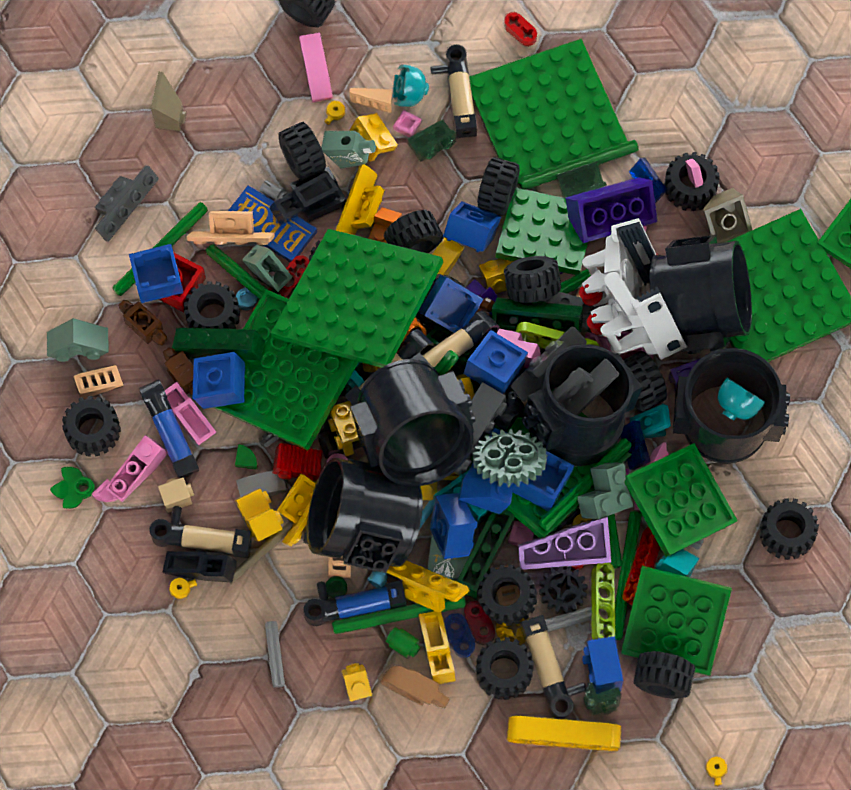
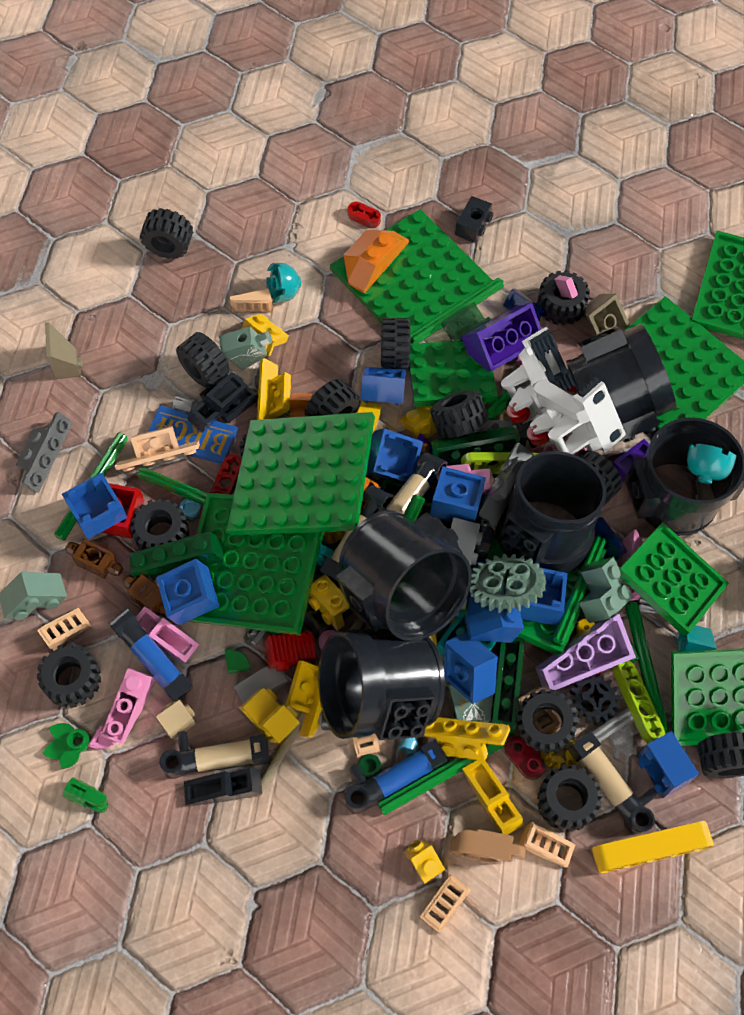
camera: 20 degrees left, 5 degrees down
(77, 537) = (85, 795): none -> green hinge
(186, 586) = (210, 810): yellow piece -> none
(261, 262) = (195, 470): sand green torso -> none
(274, 654) = (329, 857): light grey axle -> none
(315, 67) = (191, 288): bright pink slope -> none
(332, 114) = (221, 322): yellow piece -> none
(365, 711) = (459, 886): none -> light nougat slope
(403, 643) = (458, 803): green brick -> none
(407, 124) = (290, 316): bright pink tile -> none
(432, 140) = (319, 323): clear green bracket -> none
(460, 91) = (342, 298): piece -> none
(460, 636) = (512, 776): clear blue plate -> none
(476, 697) = (549, 836): none -> light nougat slope
(509, 82) = (371, 256): none -> orange wedge
(520, 534) = (532, 657): bright pink tile -> none
(584, 387) = (554, 493): dark grey bracket -> none
(602, 702) = (670, 803): clear green bracket -> none
(636, 56) = (473, 219): none -> black brick
(645, 556) = (661, 682): red beam -> none
(654, 421) = (618, 512): teal slope -> none

